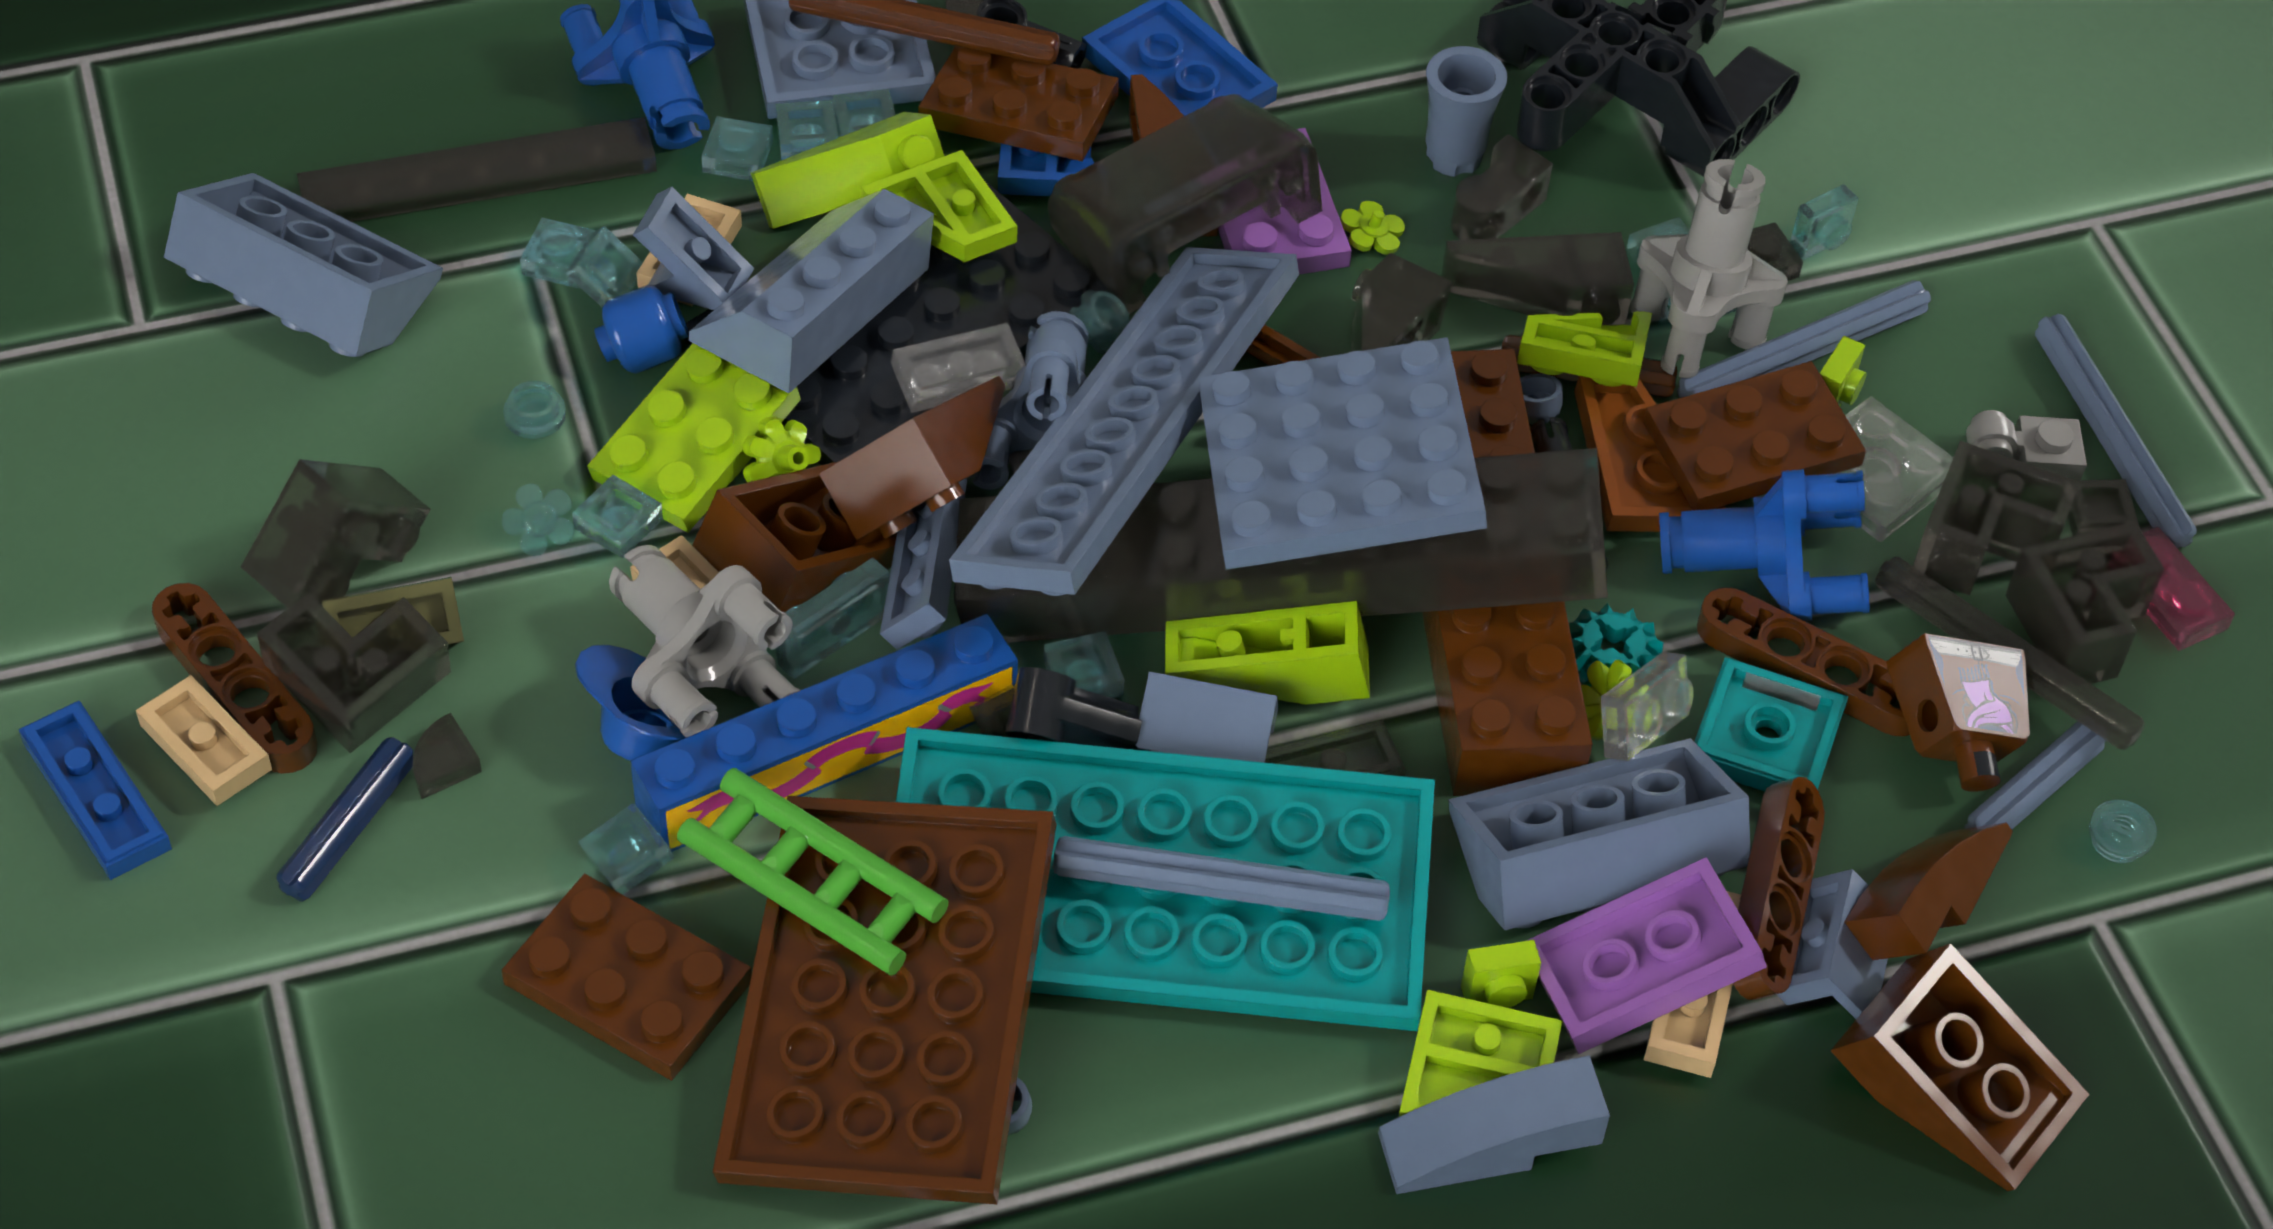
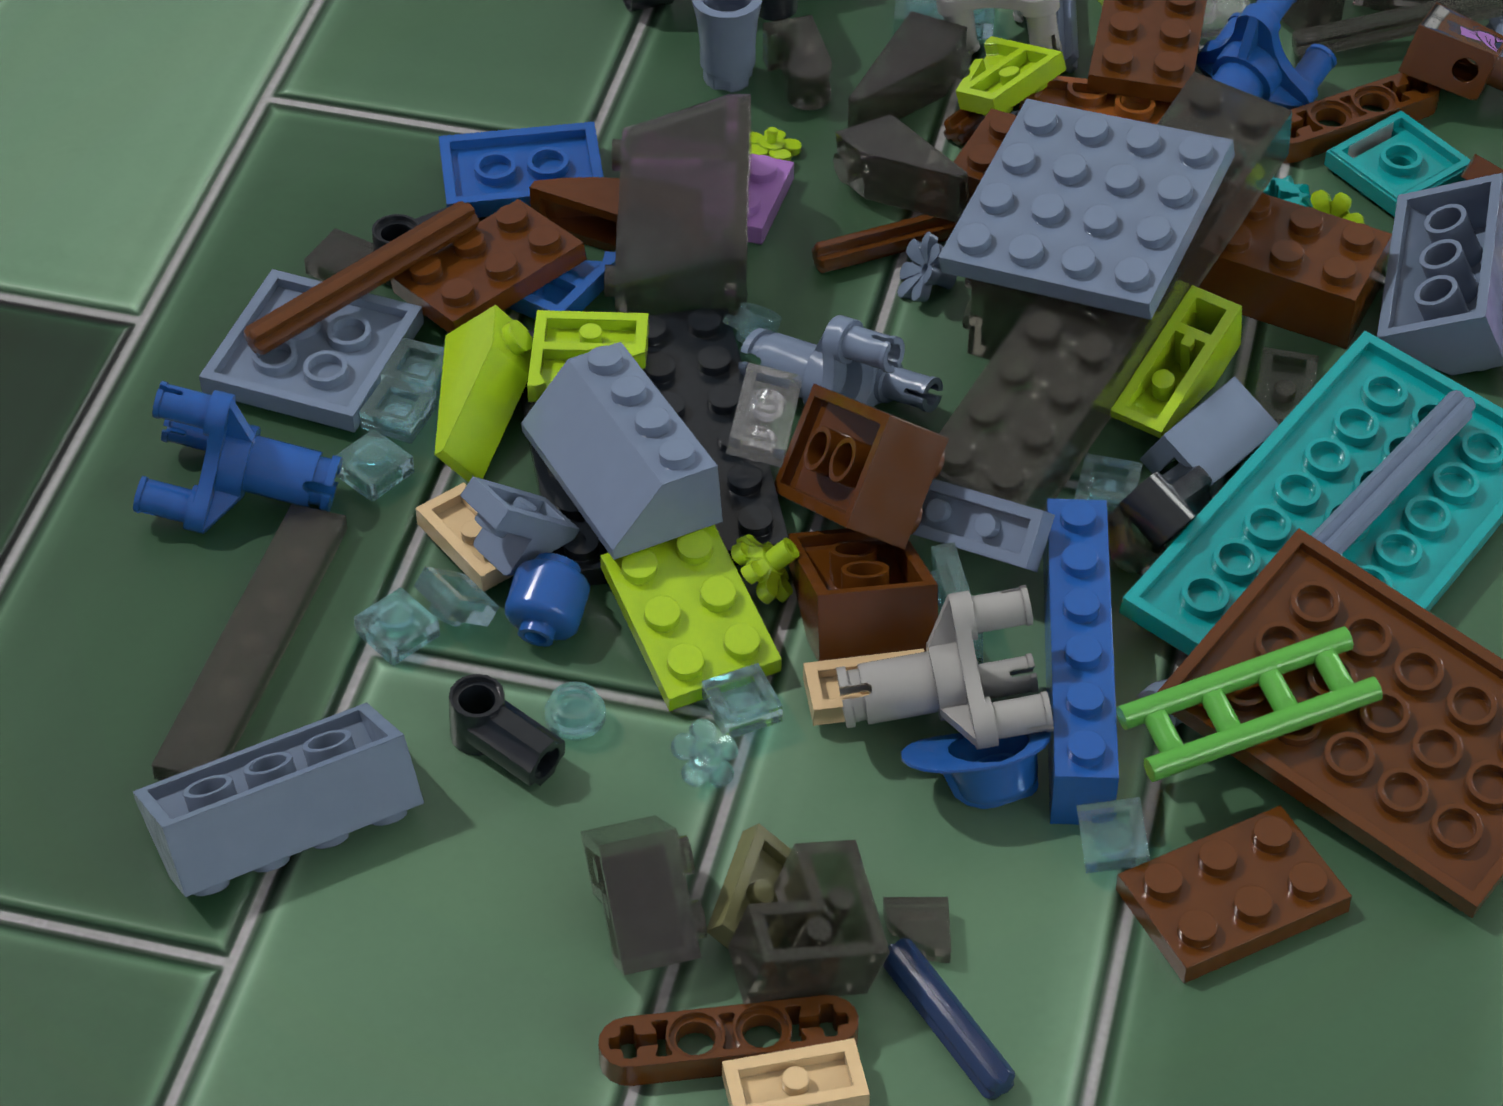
camera: 55 degrees left, 5 degrees down
(470, 369) = (493, 727): none -> black piece
(1123, 423) = (955, 334): sand blue plate -> none
(1645, 706) = (1374, 202): clear plate -> none

